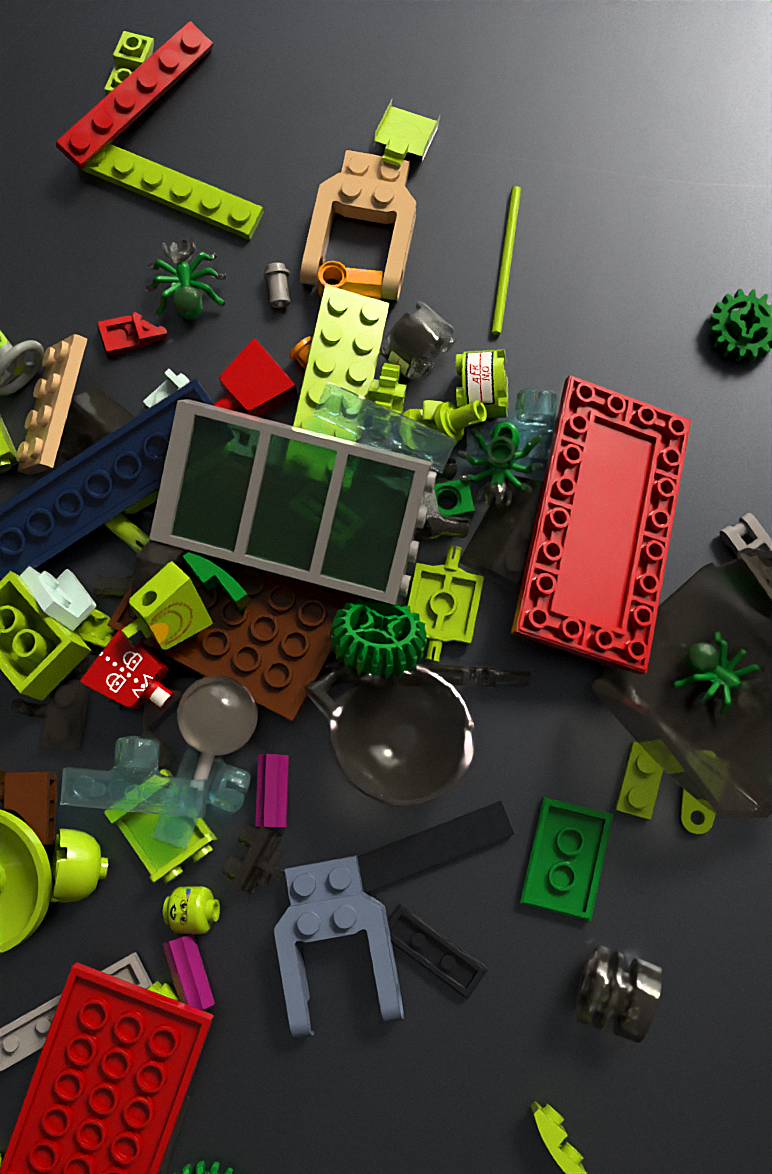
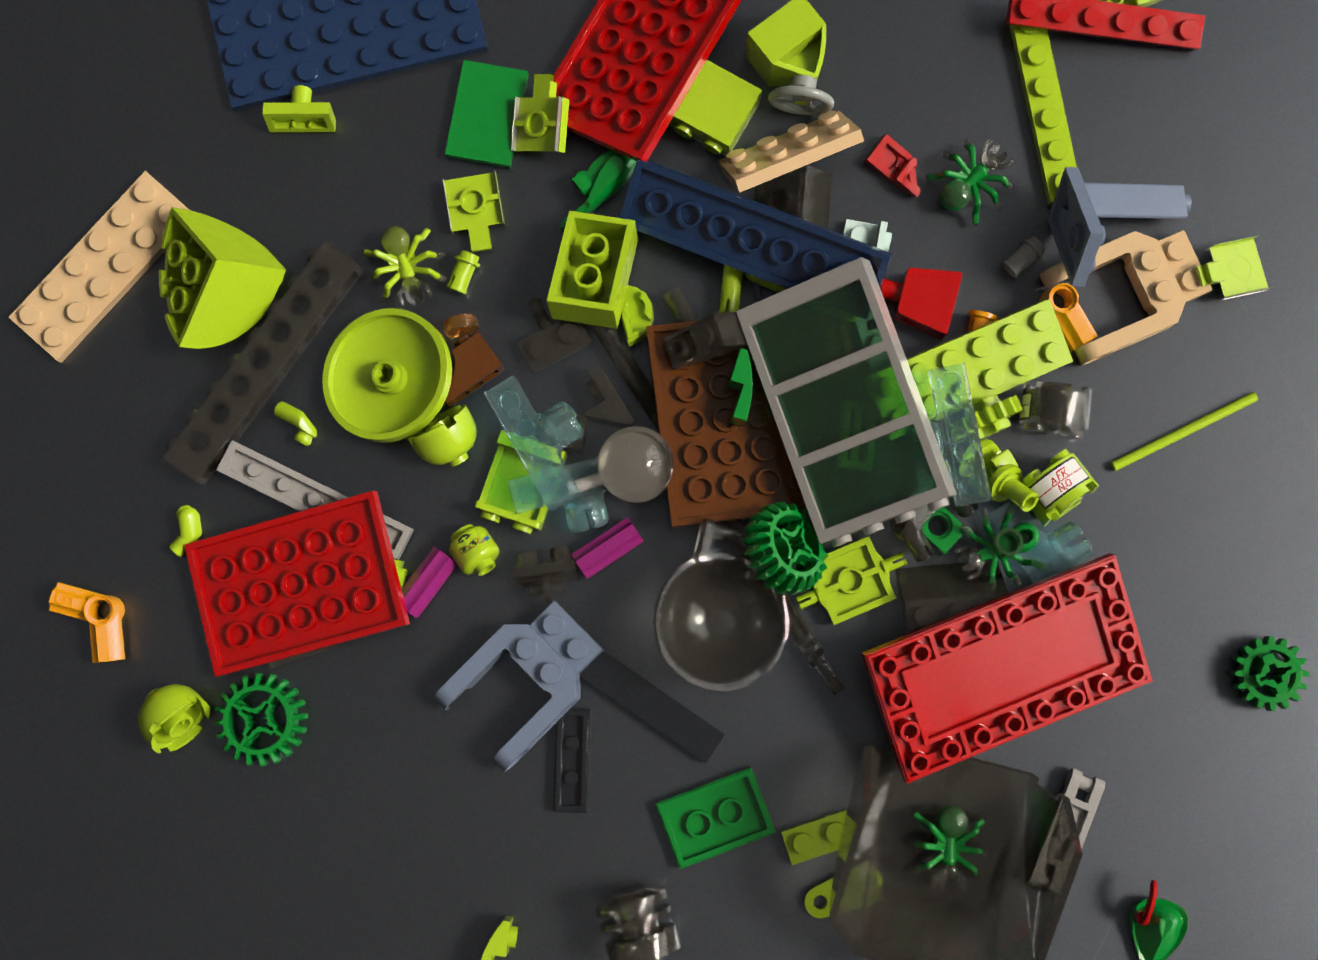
camera: 55 degrees right, 5 degrees up
(60, 597) = (642, 272): light aqua bracket -> none
(129, 674) = (620, 372): red torso -> none
(166, 610) = (689, 367): lime torso -> none
(274, 213) = (1079, 205): none -> sand blue piece

